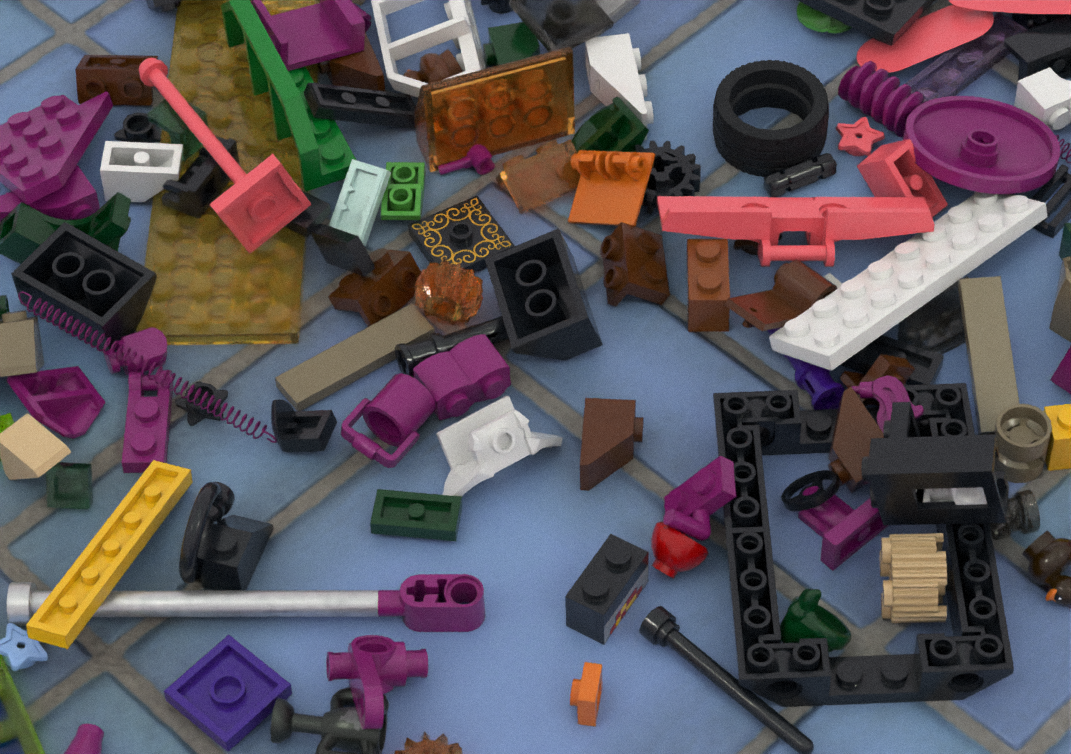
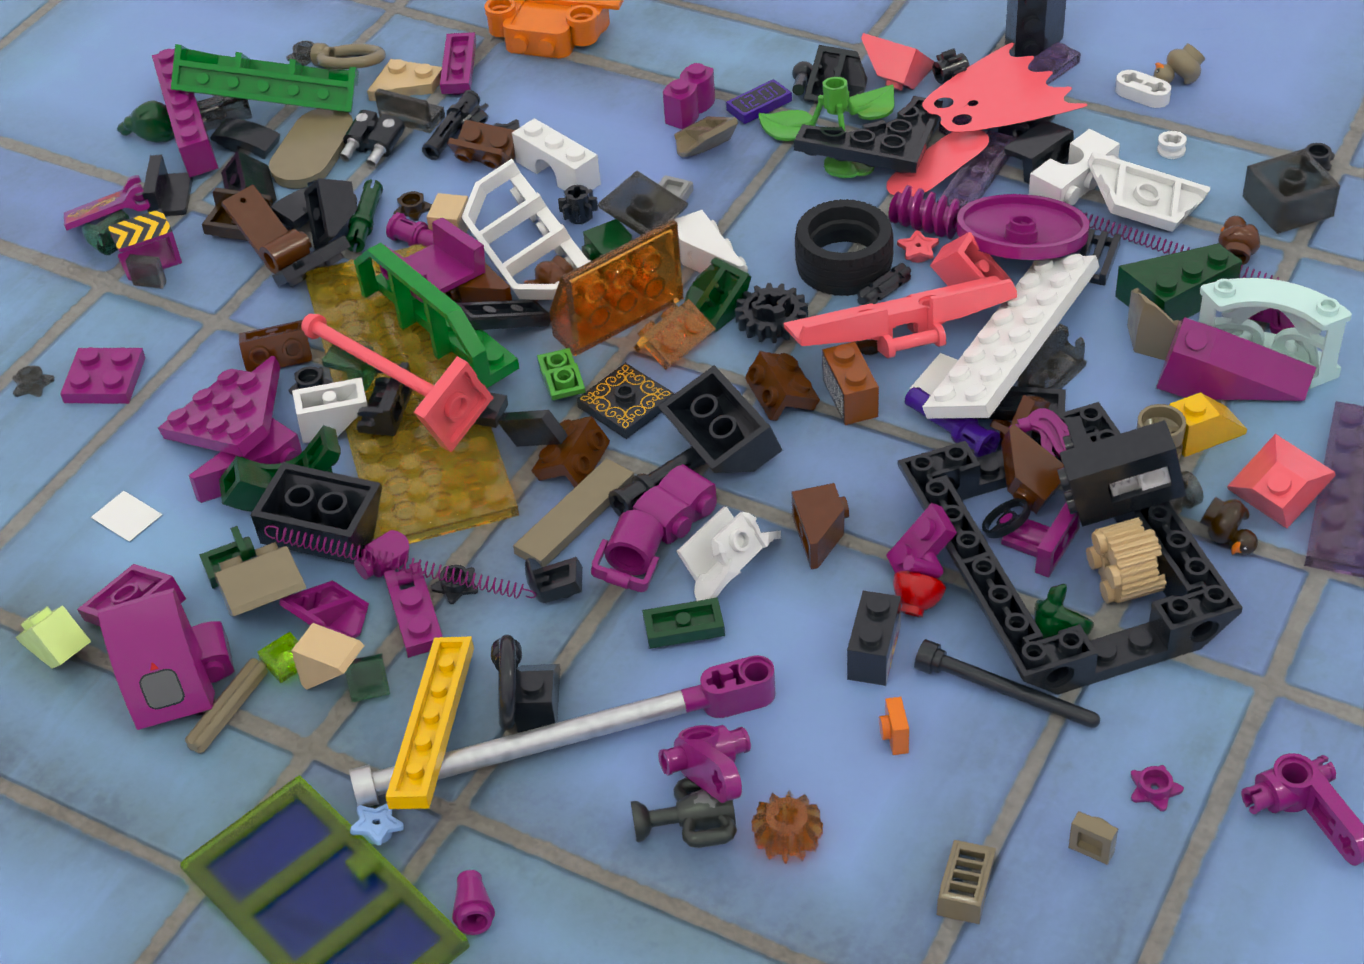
camera: 15 degrees left, 5 degrees down
(227, 692) = (580, 811): dark purple plate -> none
(360, 199) = (529, 383): light aqua plate -> none
(448, 292) = (637, 440): clear orange gear -> none
(477, 156) = (612, 334): magenta hand -> none
(610, 186) = (737, 327): orange hinge -> none
(793, 293) = (922, 374): reddish brown door -> none
(988, 349) = (1100, 371): dark tan tile -> none

